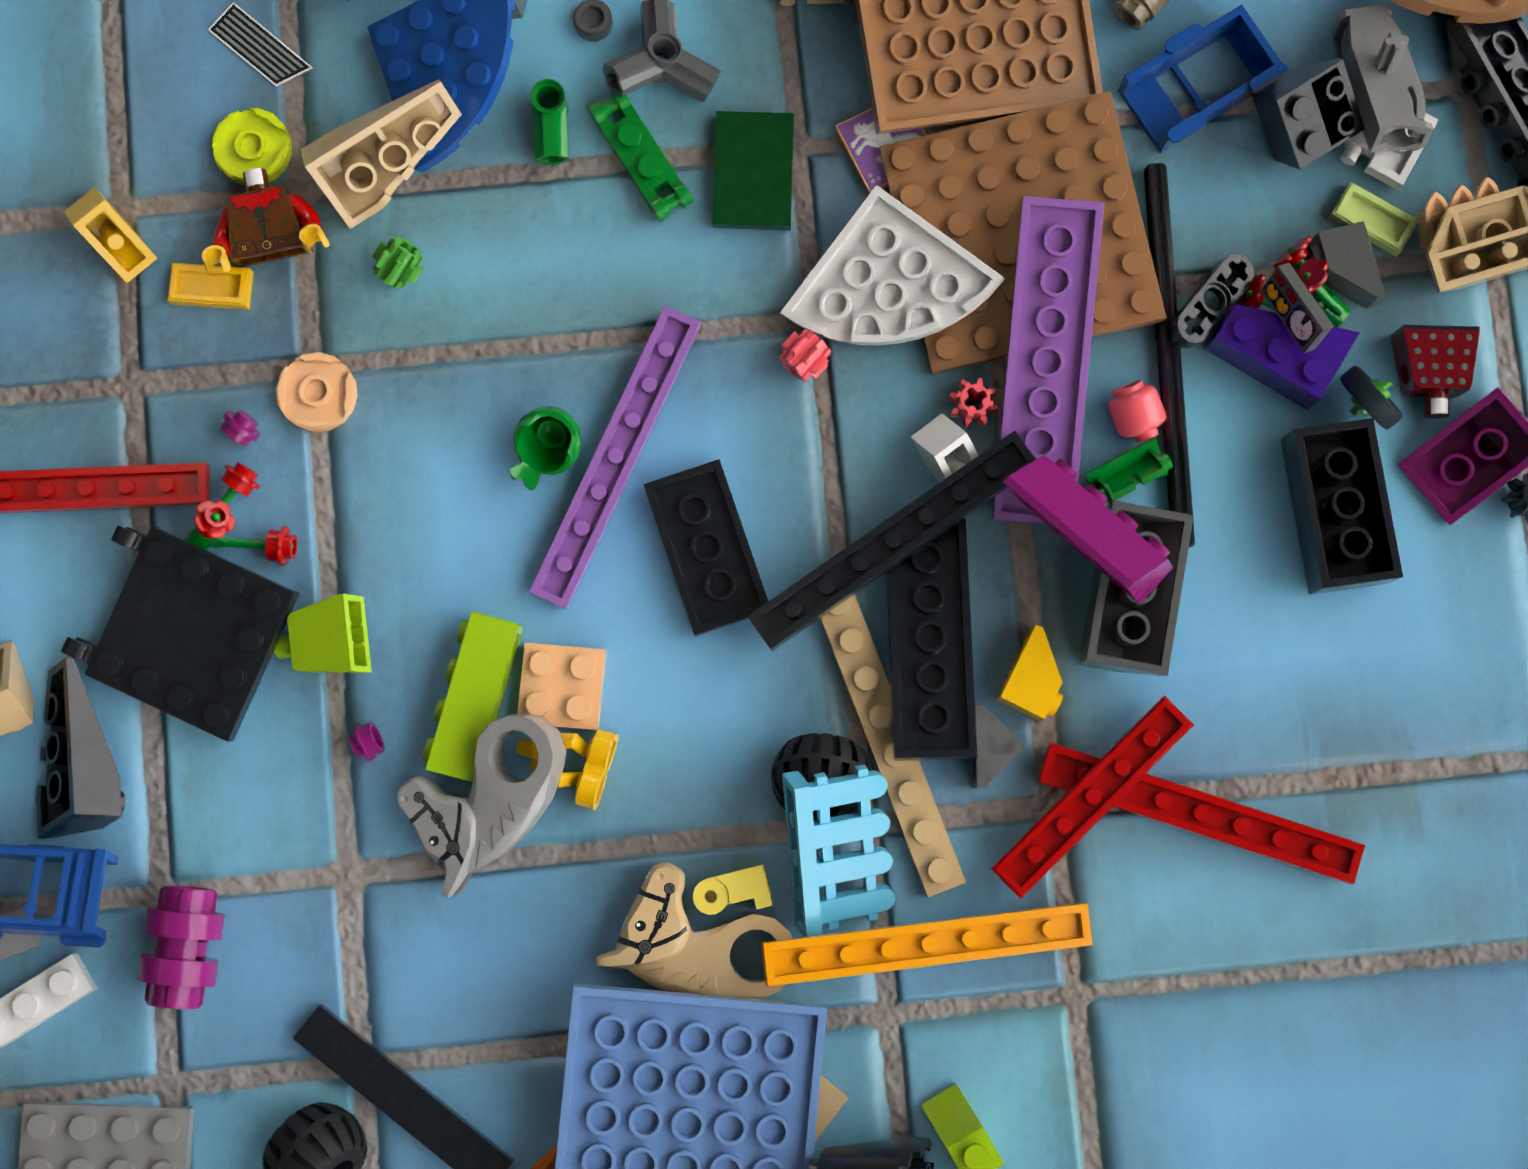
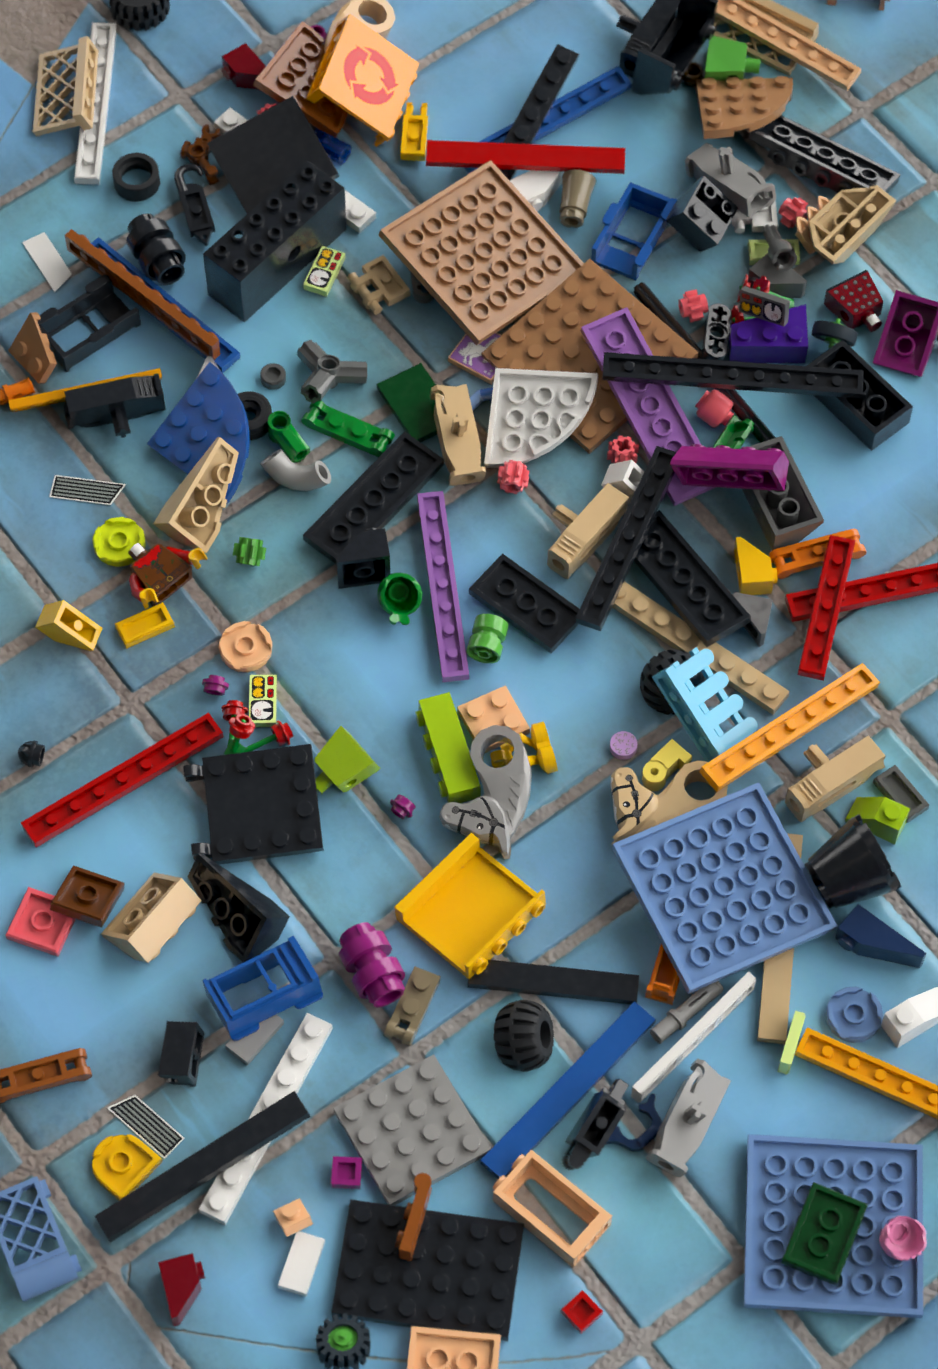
camera: 30 degrees left, 20 degrees down
(210, 1023) = (412, 1005): none -> dark tan plate
(289, 483) = (263, 700): none -> tile
(361, 939) = (469, 907): none -> yellow panel
(526, 185) = (296, 476): none -> light grey cylinder
(532, 365) = (364, 559): none -> black slope
(537, 43) = (261, 407): none -> black tyre
(606, 279) = (375, 495): none -> black plate
(621, 571) = (486, 638): none -> bright green wheel
(702, 825) = (623, 745): none -> lavender tile
(770, 250) = (457, 434): none -> tan piece
(835, 209) = (481, 396): none -> arm
(848, 490) = (586, 530): none -> tan piece
(938, 1046) = (833, 777): none -> tan piece
(1017, 1114) = (899, 789): none -> dark grey tile
(1128, 700) = (810, 553): none -> orange plate
(1184, 391) = (732, 375): none -> black plate
(1208, 240) = (693, 305): none -> coral gear
(1376, 234) = (779, 250): none -> dark grey piece
(1438, 175) = (791, 209): none -> coral gear

